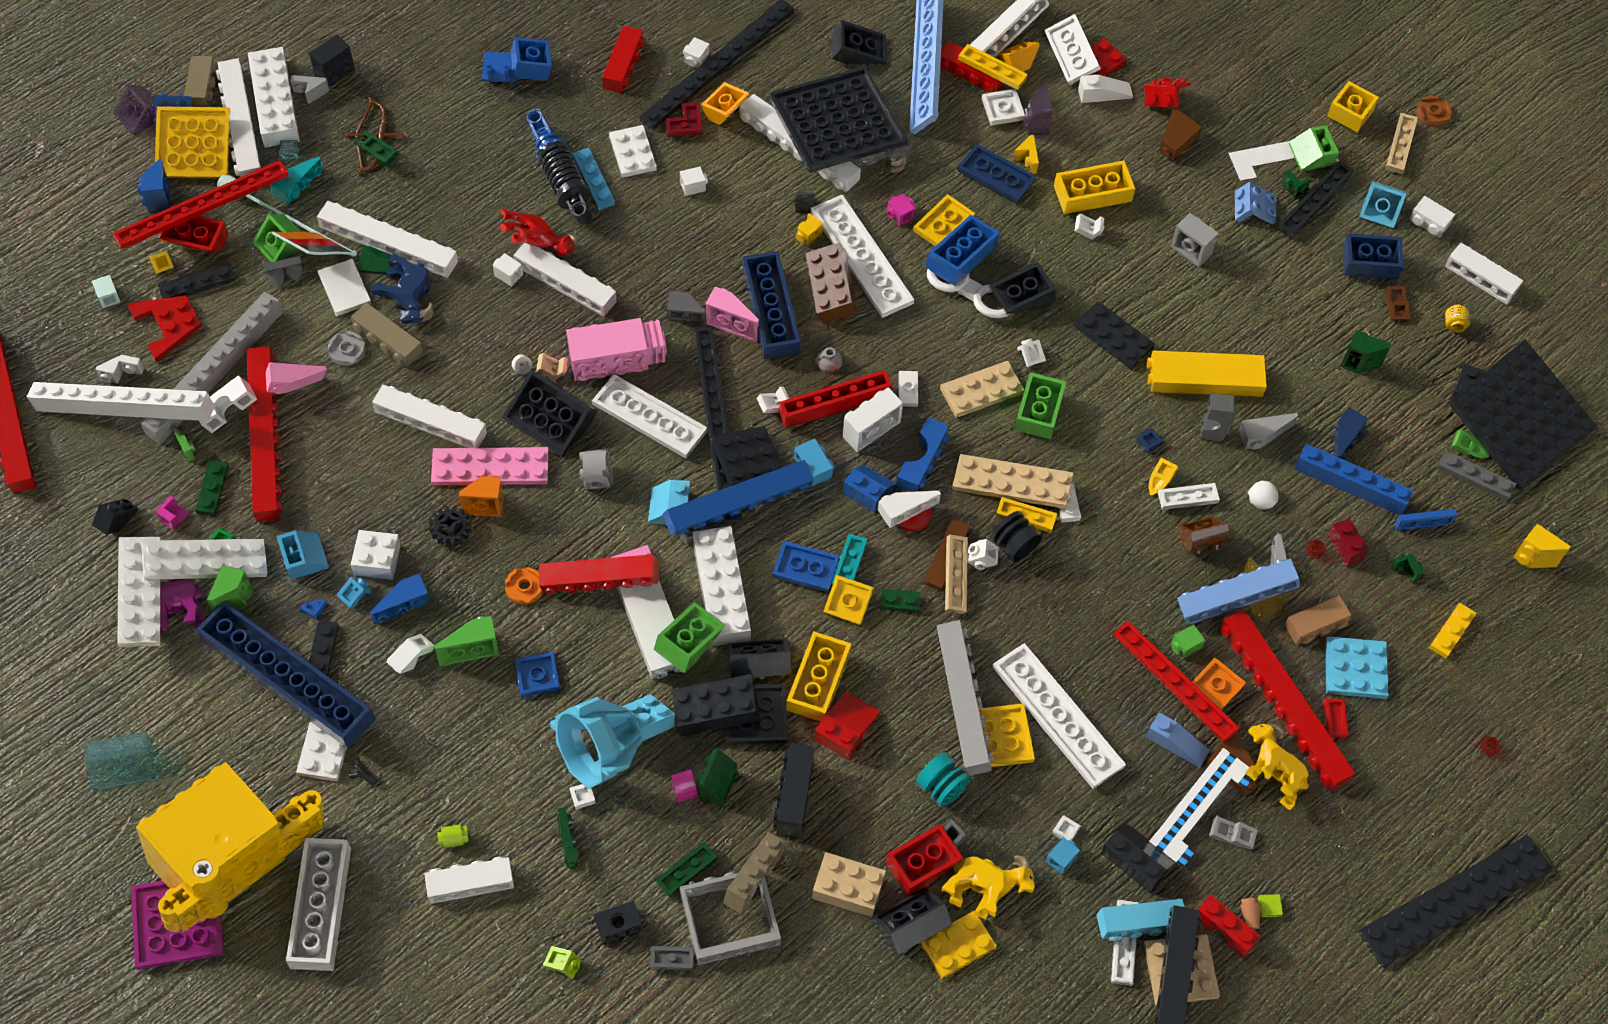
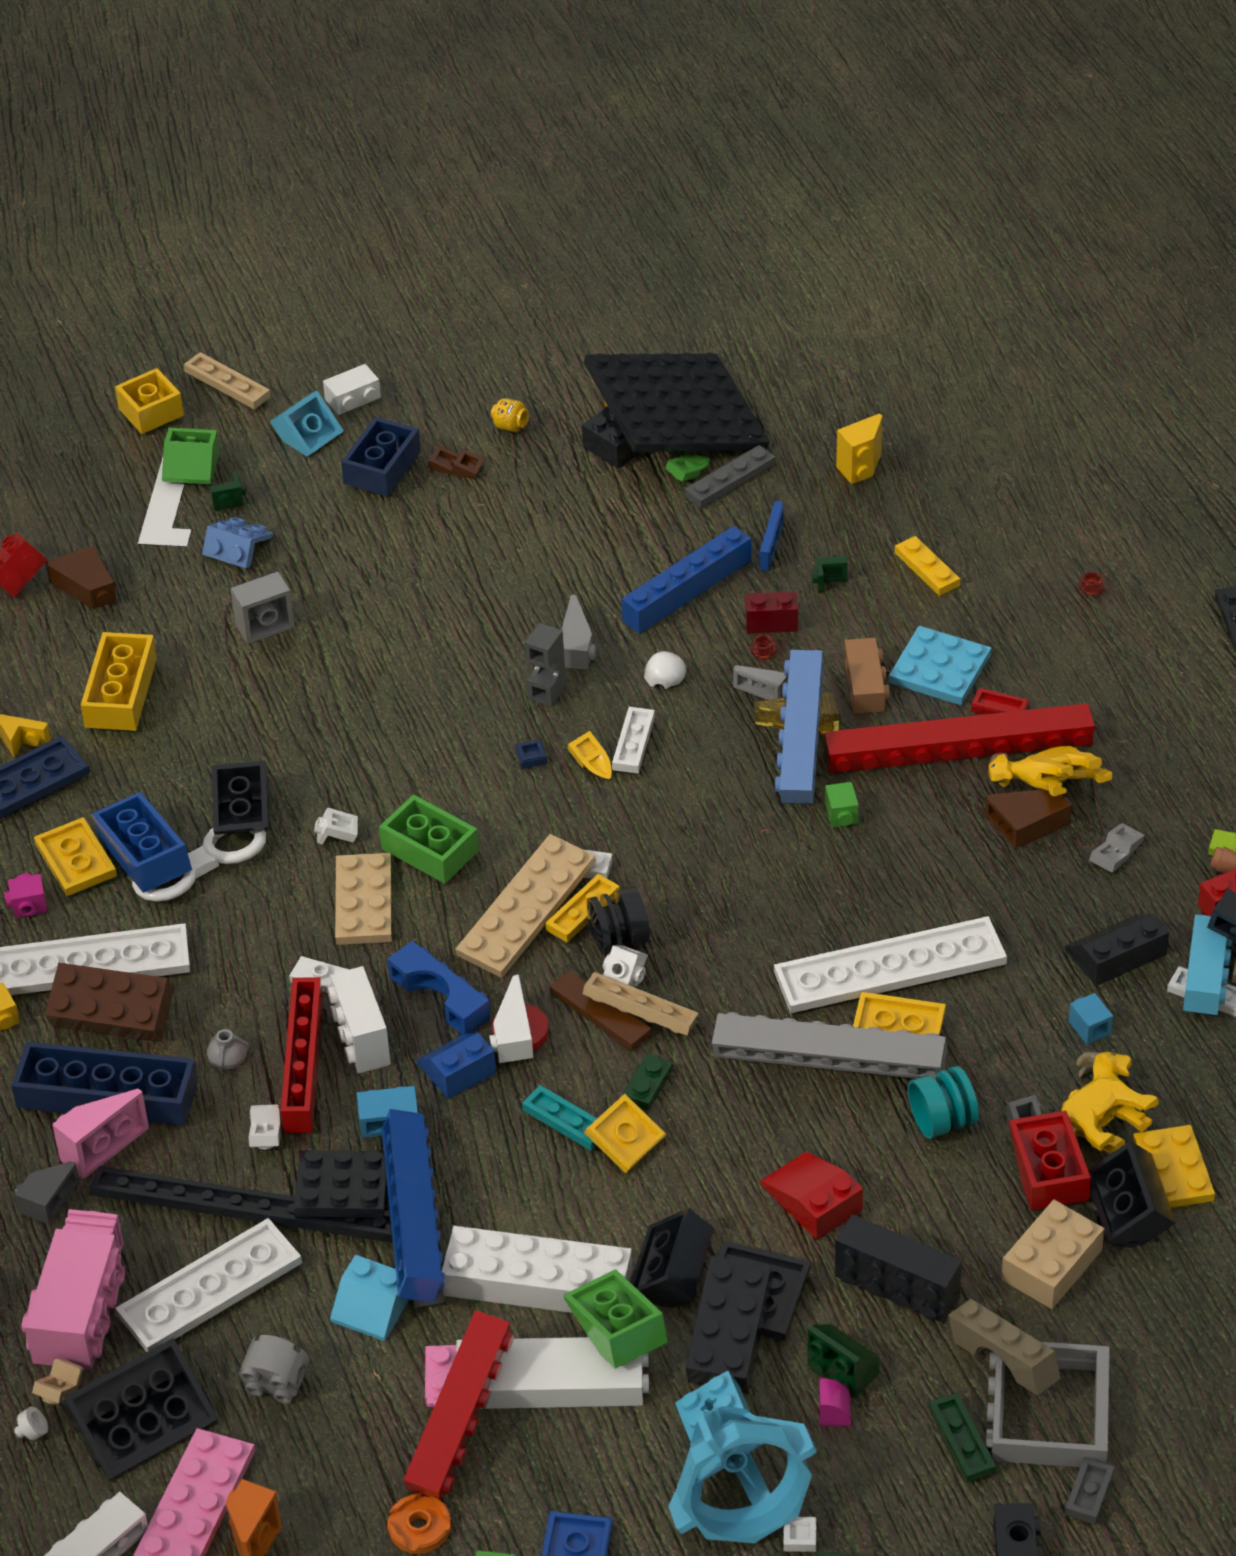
camera: 65 degrees left, 15 degrees down
(806, 566) = (548, 1168): blue plate -> none
(818, 676) = (732, 1196): yellow brick -> none
(1066, 828) = (1051, 1008): white tile -> none
(1088, 226) = (175, 709): white bracket -> none
(1114, 335) = (353, 739): black plate -> none
(1176, 682) = (895, 829): red plate -> none
(1177, 740) = (969, 859): medium blue slope -> none
(1195, 803) = (1037, 821): white sticker -> none
(1202, 534) = (697, 739): reddish brown brick -> none
(1207, 373) = (464, 664): yellow brick -> none
(1219, 683) = (911, 796): orange plate -> none
(1315, 199) = (262, 483): black plate -> none
(1347, 430) = (616, 564): dark blue slope -> none
(1365, 353) = (515, 508): dark green slope -> none
(1434, 111) = (195, 338): dark orange tile -> none
(1483, 273) = (458, 373): white brick -> none

